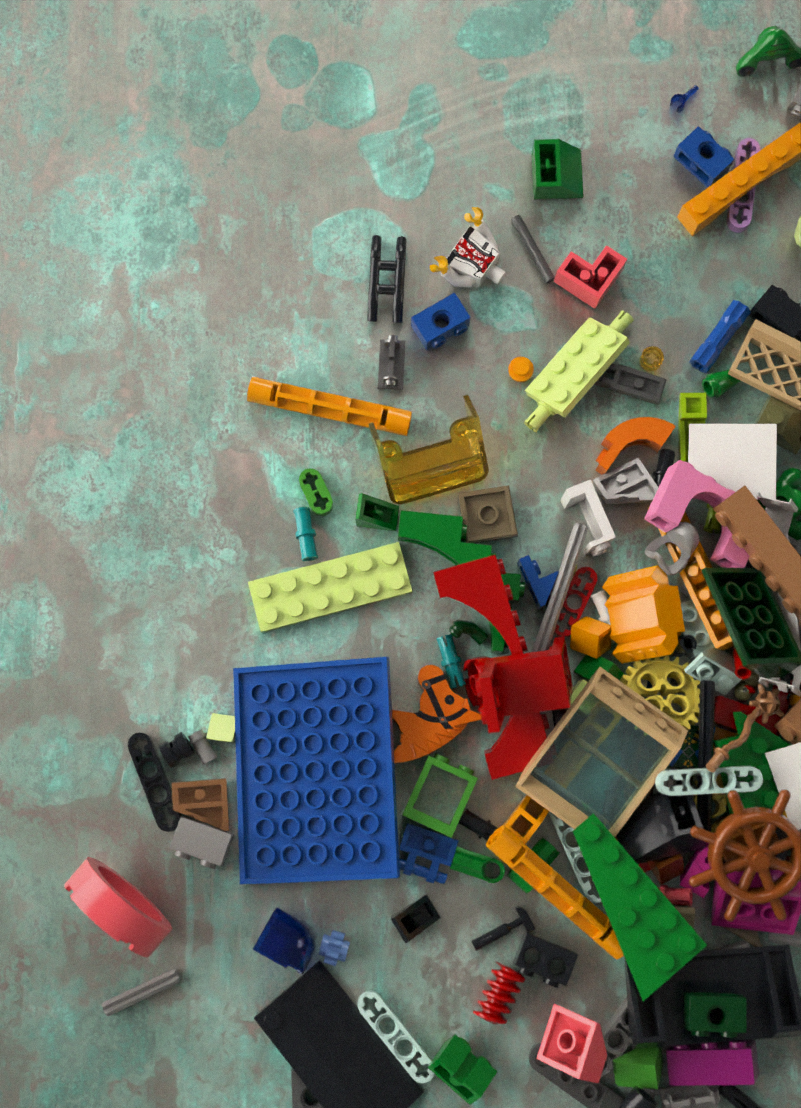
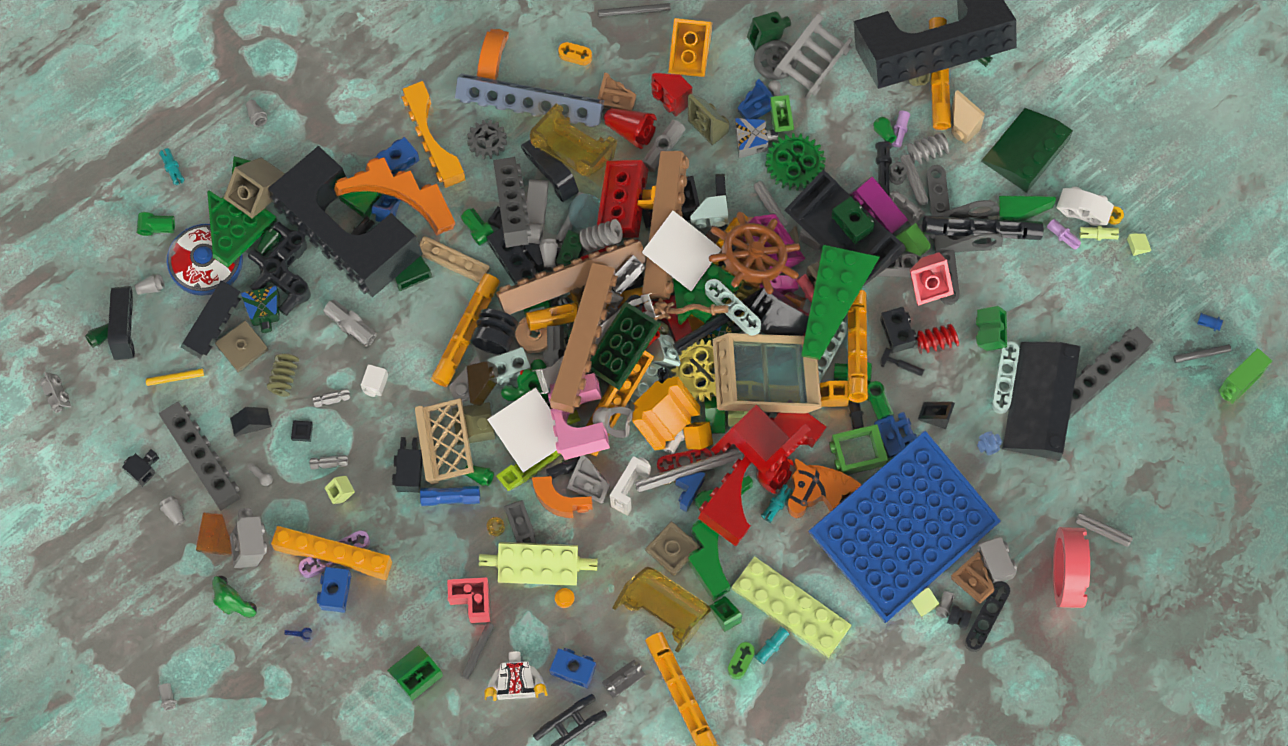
camera: 125 degrees left, 10 degrees down
(287, 941) = (1009, 469): clear blue brick -> none
(470, 628) = (749, 508): dark green arm -> none

